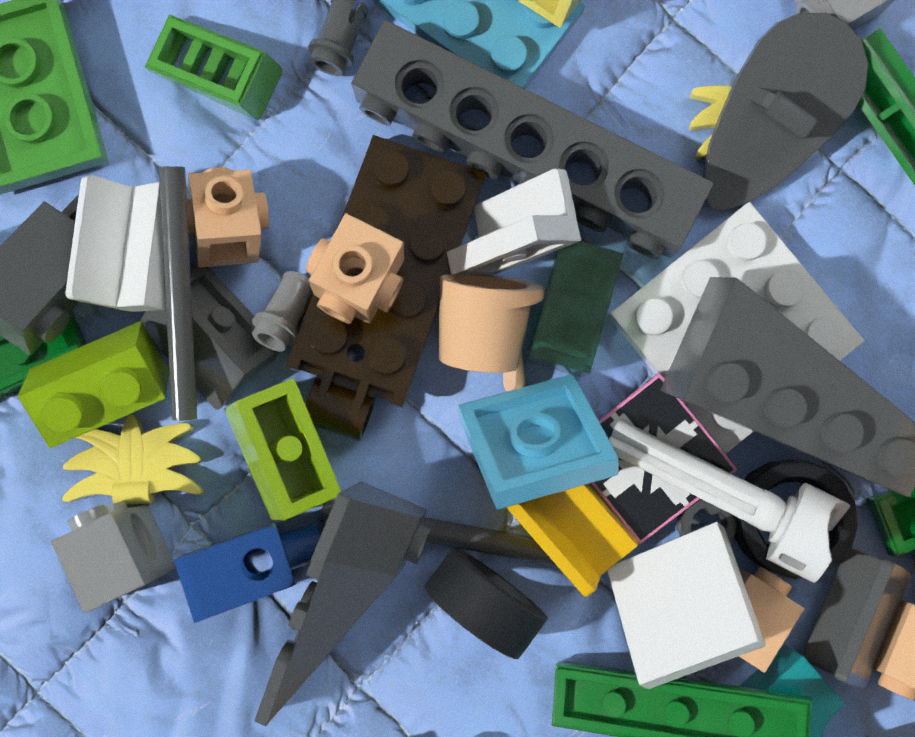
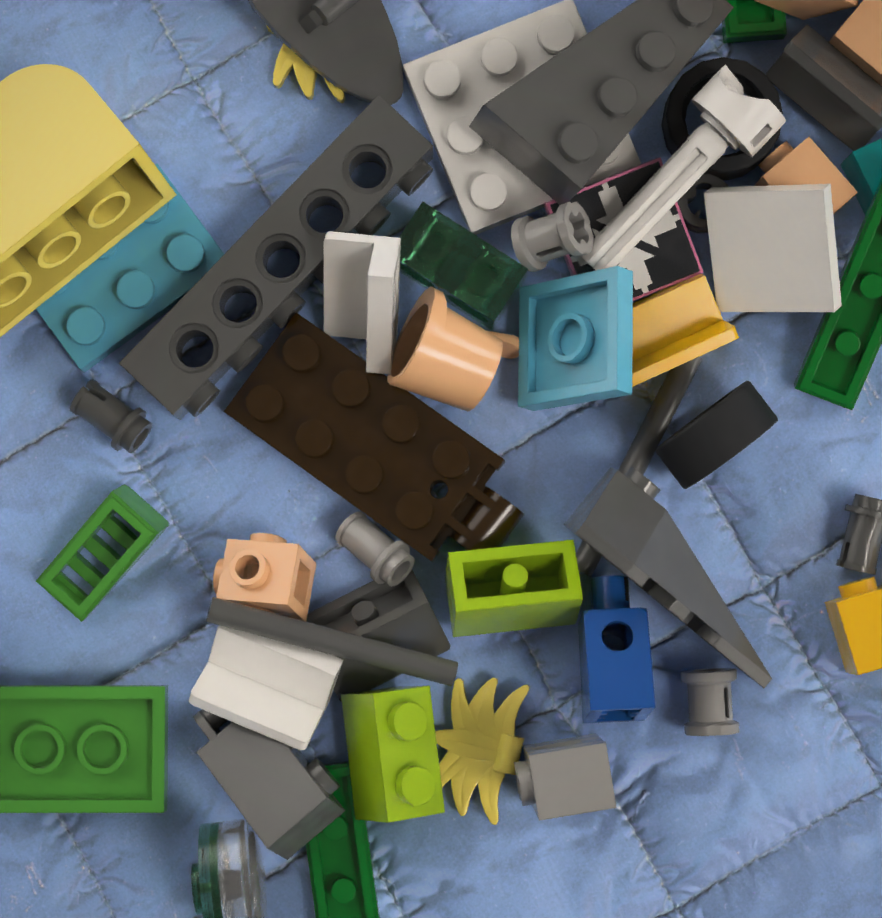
camera: 80 degrees left, 0 degrees up
(232, 670) = (710, 702): none -> light grey bush
(351, 251) = (350, 444): light nougat brick -> none
(628, 387) = (552, 236): none -> light grey bush

